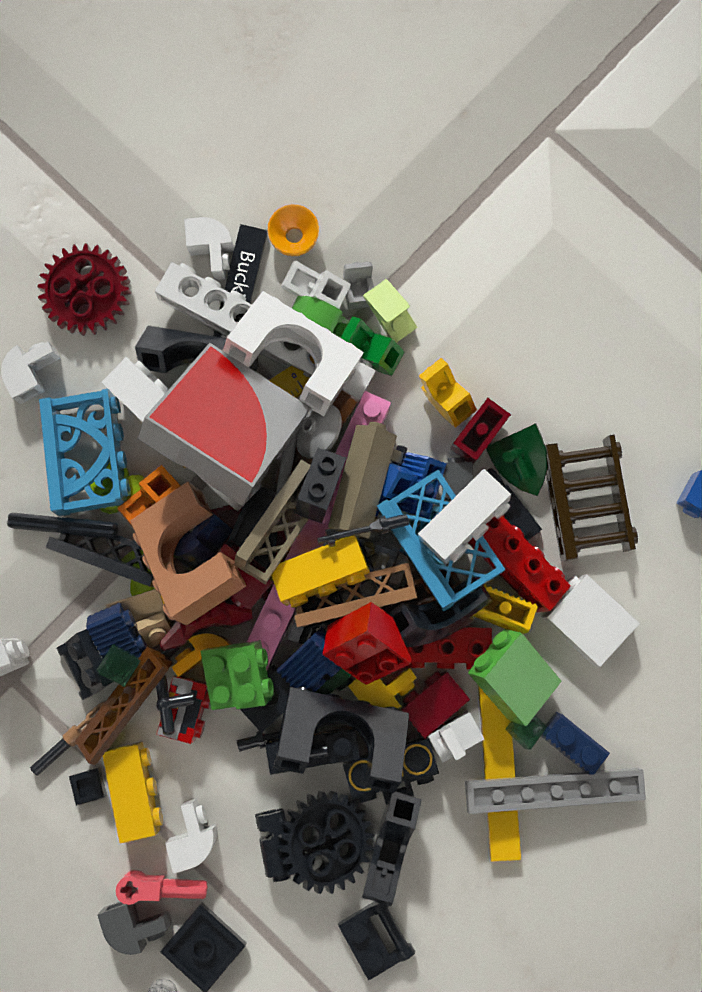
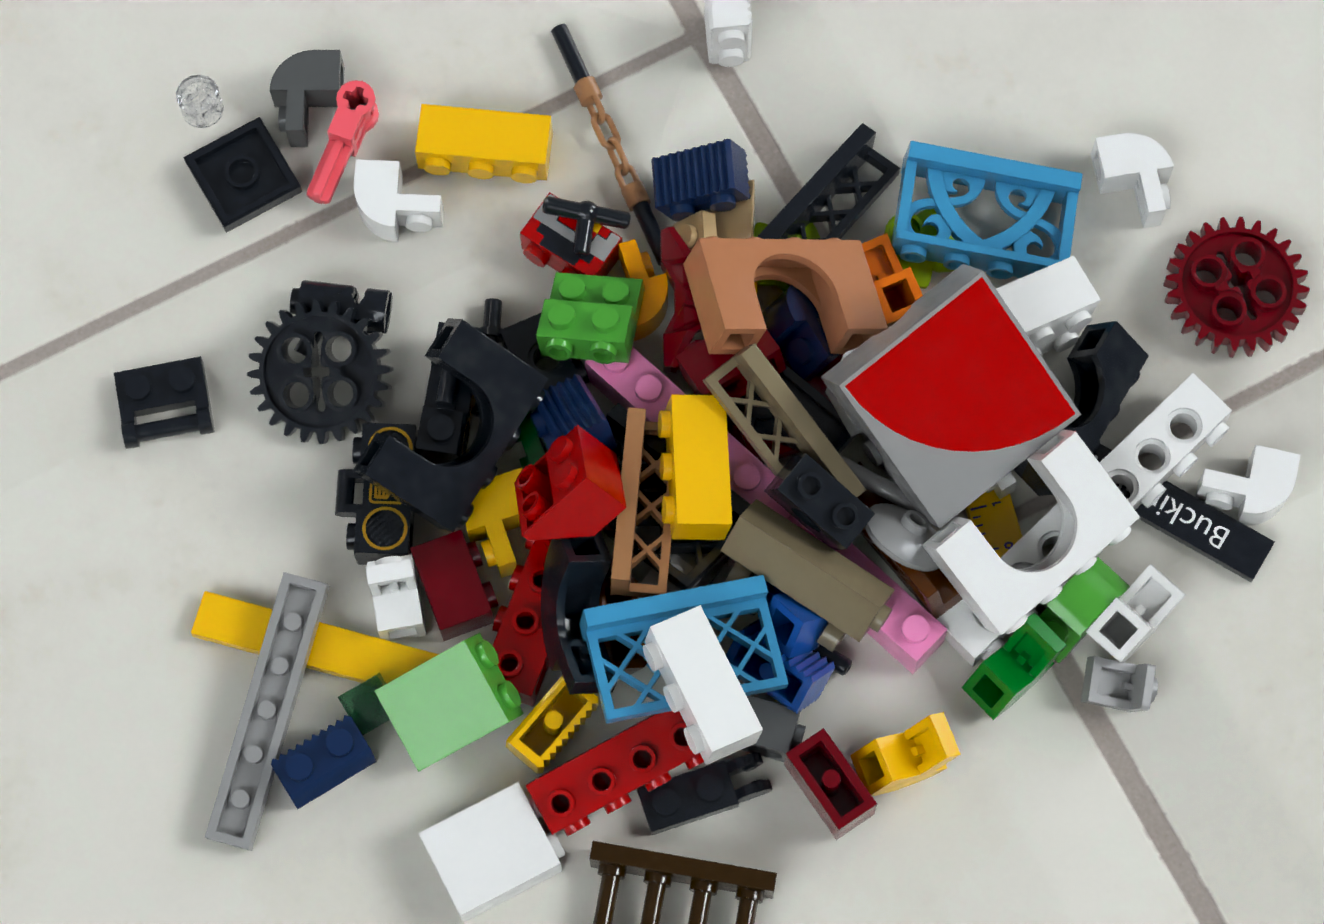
camera: 110 degrees right, 10 degrees down
(62, 525) = (888, 157): black axle -> none
(83, 662) = (679, 130): black plate -> none
(87, 786) = (513, 90): black tile -> none
(118, 665) = (661, 166): clear green plate -> none
(122, 705) = (607, 162): reddish brown fence -> none
(290, 218) = (1250, 596): light orange piece -> none
(381, 525) = (731, 565): black piece -> none
(390, 310) = (1063, 715): yellowish green slope -> none
(390, 847) = (287, 464): black arch -> none
(521, 459) = (768, 836): dark green shield -> none

